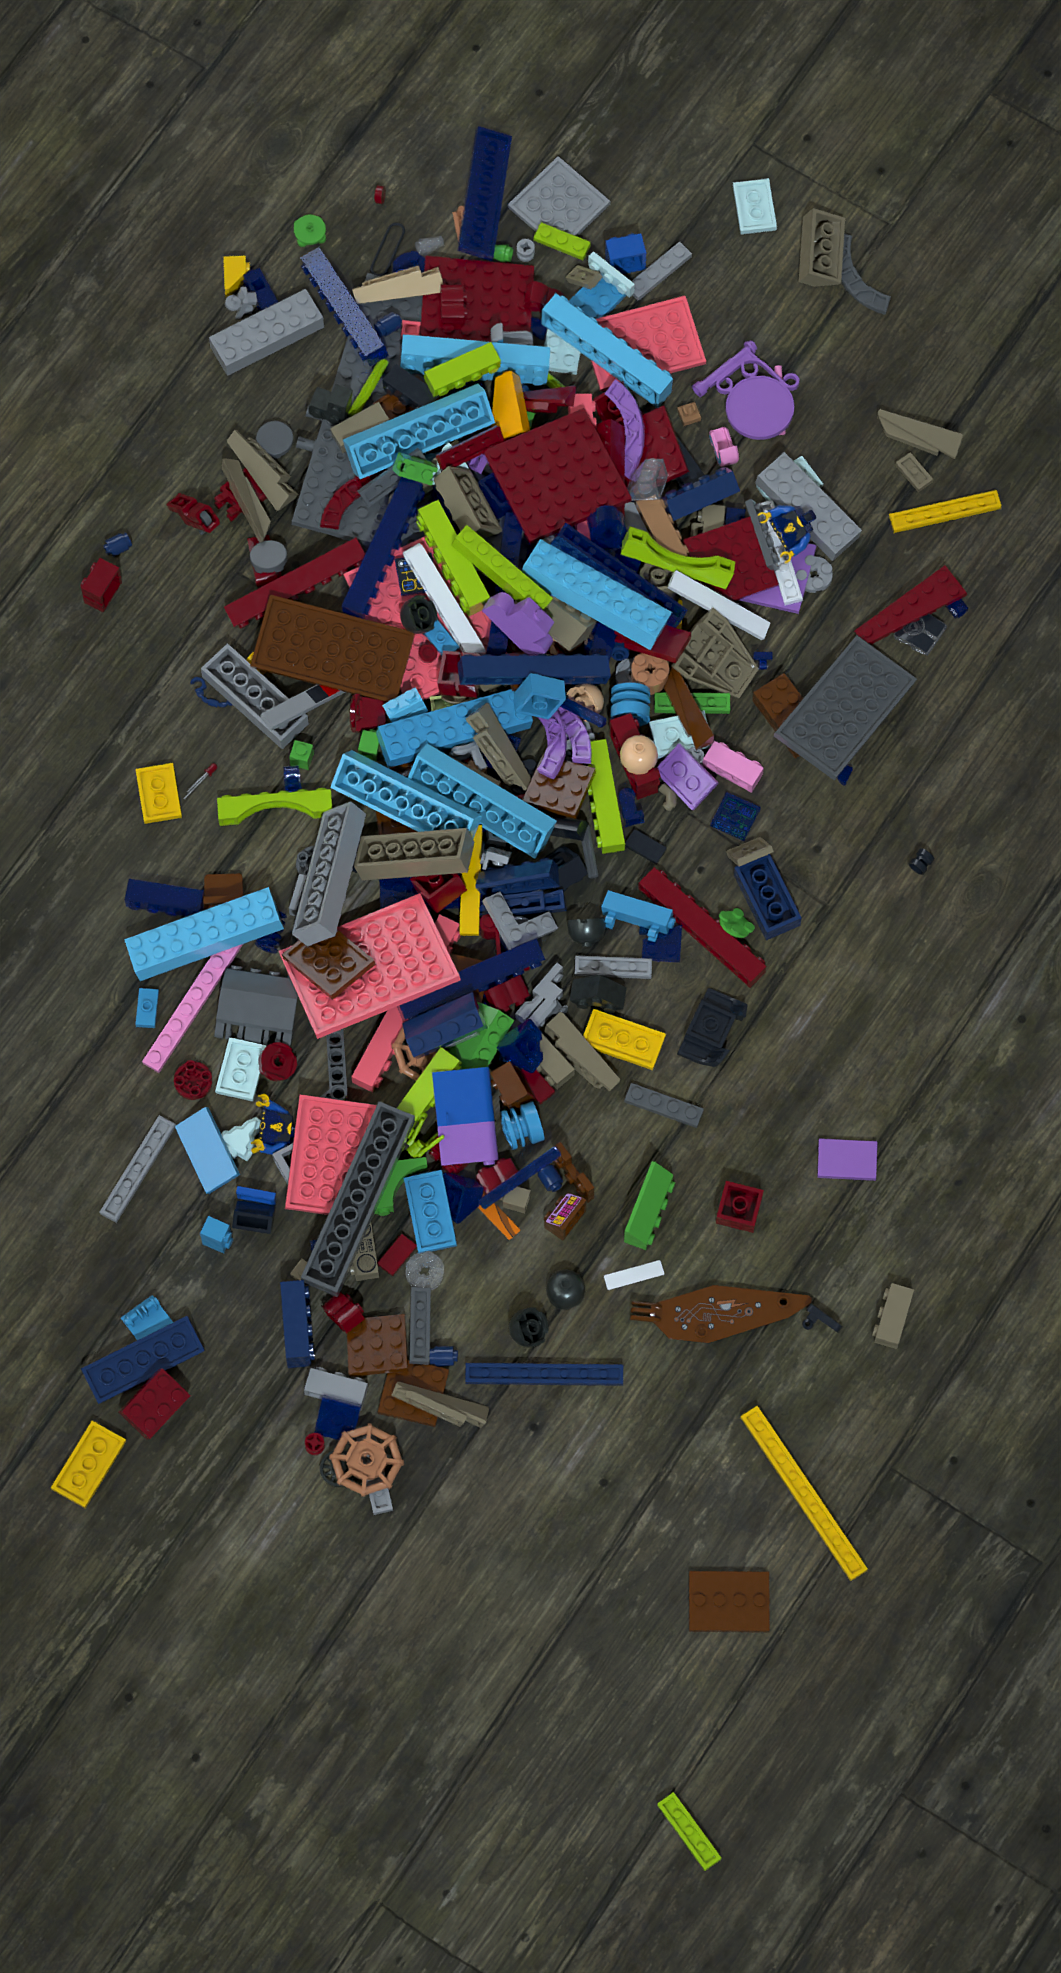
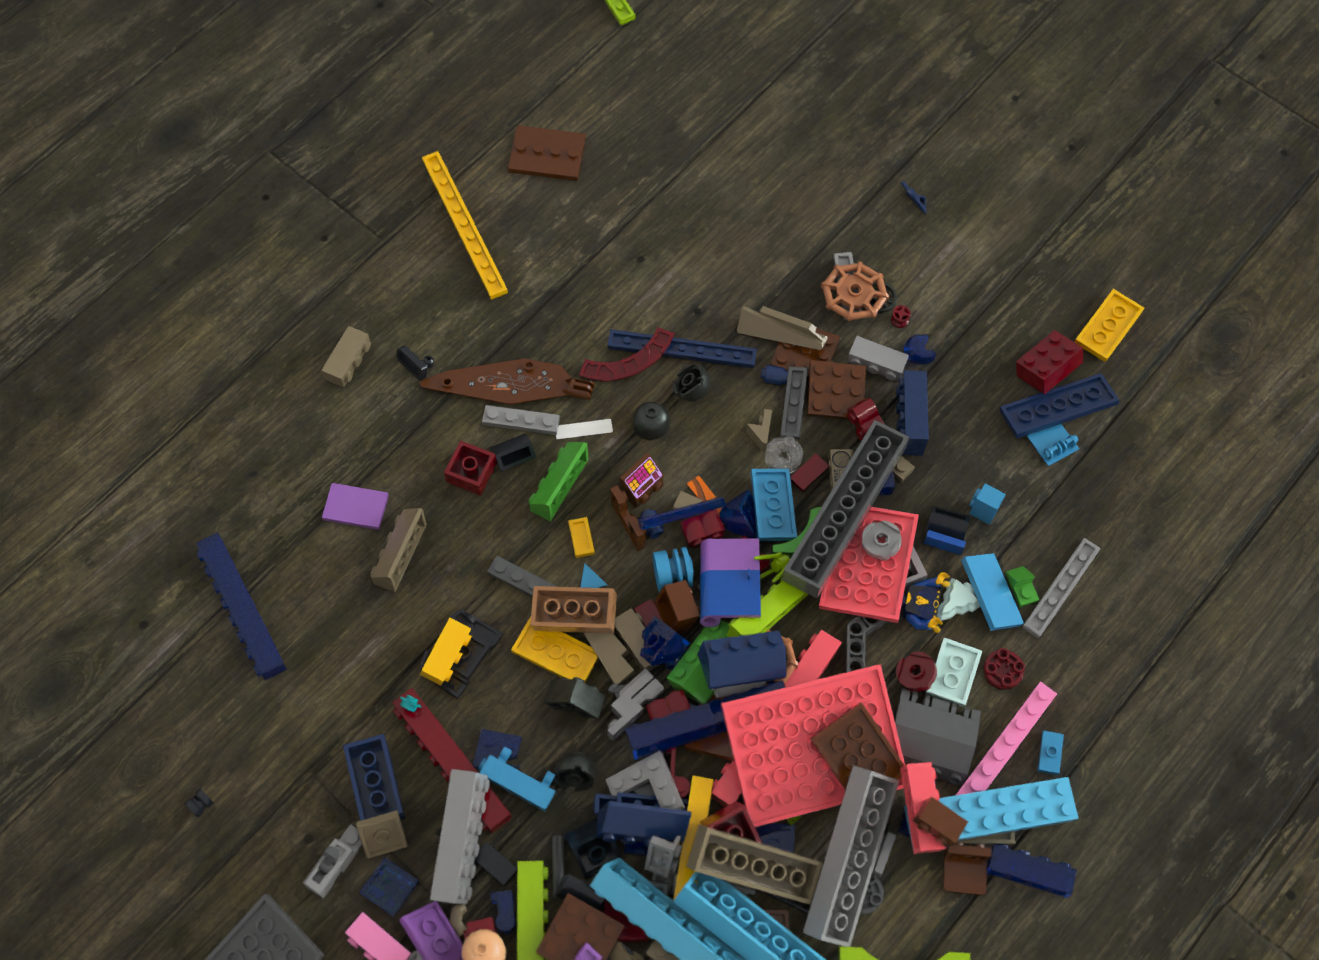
camera: 175 degrees left, 5 degrees down
(177, 1165) = (1022, 587): none -> bright green slope
(255, 889) = (940, 822): none -> reddish brown brick
(269, 909) = (918, 786): none -> coral brick
(295, 1402) = (916, 350): none -> clear blue helmet
(305, 1599) = (916, 198): none -> dark blue hand
(319, 1161) = (881, 550): none -> light grey plate
(336, 1417) = (878, 330): clear blue plate -> none
(451, 1286) = (760, 432): none -> dark tan slope
(595, 1345) = (629, 366): none -> dark red tile
(601, 1115) = (591, 579): none -> dark azure piece
(611, 1065) = (573, 609): none -> medium nougat brick
(613, 967) = (553, 732): light grey tile -> none
(617, 1157) = (581, 537): none -> yellow tile
(678, 851) = (459, 837): none -> light grey brick
(699, 1273) = (521, 420): none -> light grey plate
(701, 1235) = (513, 452): none -> black brick
(725, 1014) = (446, 652): none -> yellow brick
(735, 923) = (414, 758): bright green piece -> none
(748, 962) = (410, 703): none -> teal plate
(787, 826) = (333, 862): none -> light grey plate
(793, 1115) = (399, 549): none -> dark tan slope
(932, 1043) = (241, 606): none -> clear blue brick

